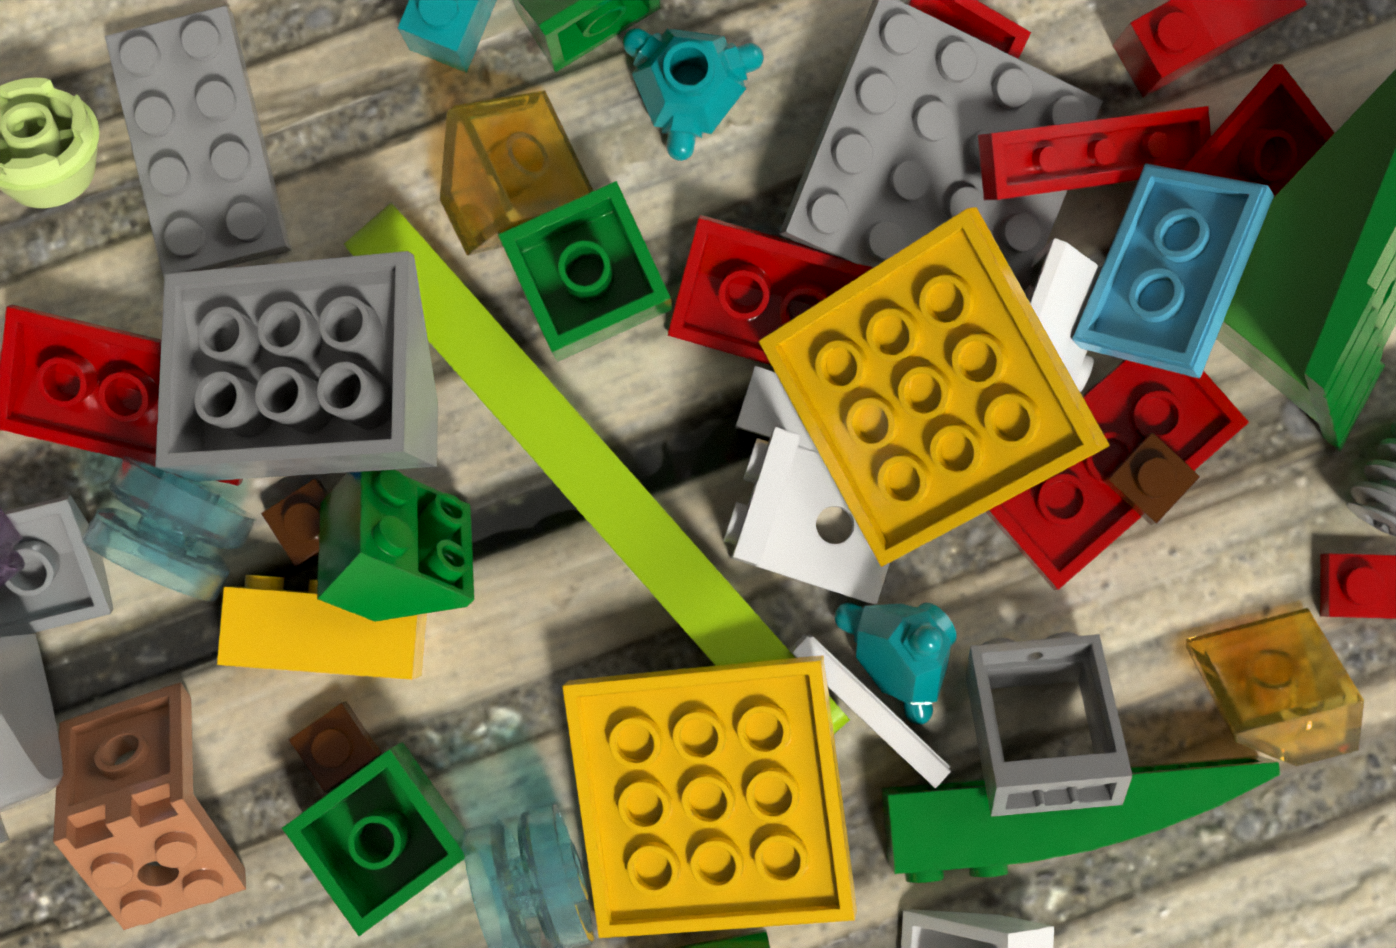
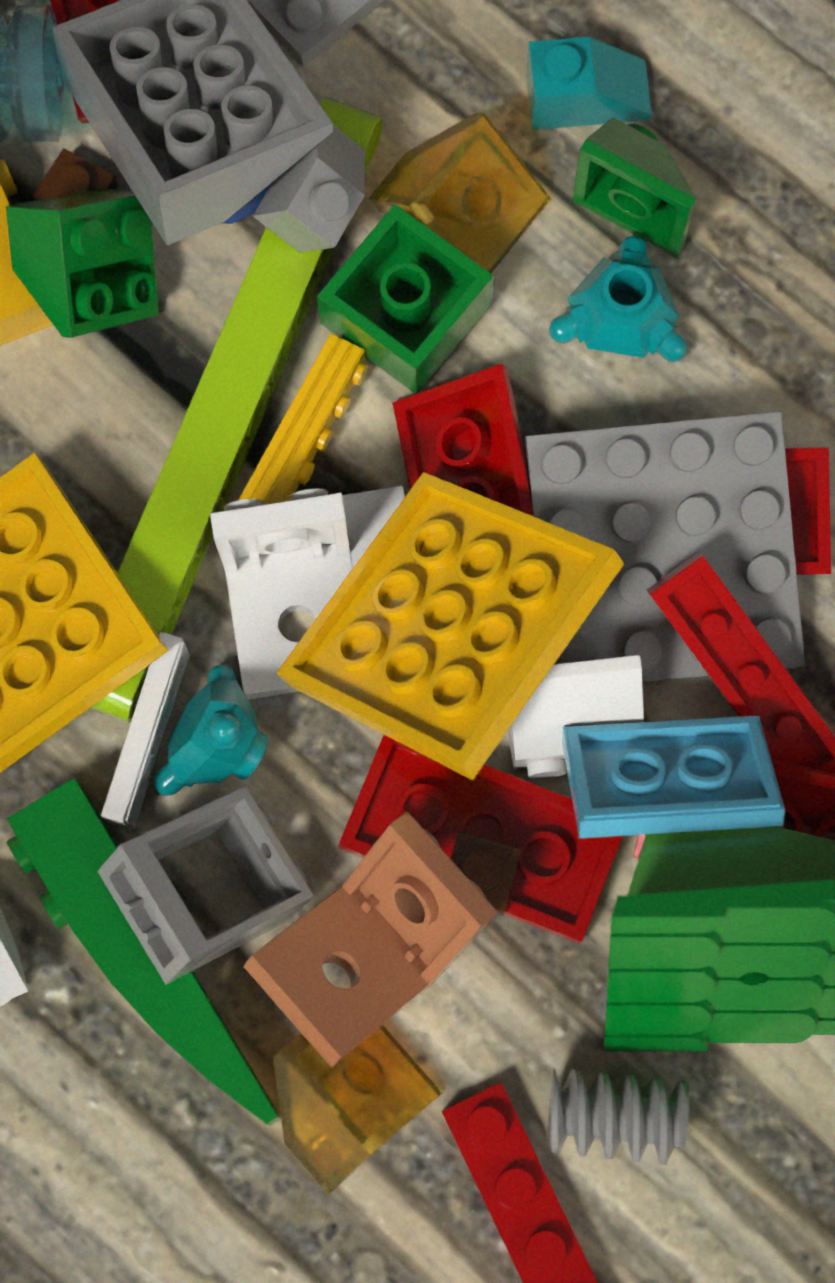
camera: 65 degrees right, 10 degrees down
(460, 301) = (316, 195): none -> light grey slope
(655, 426) = (308, 422): none -> yellow piece
(1159, 581) = (378, 936): none -> nougat bracket

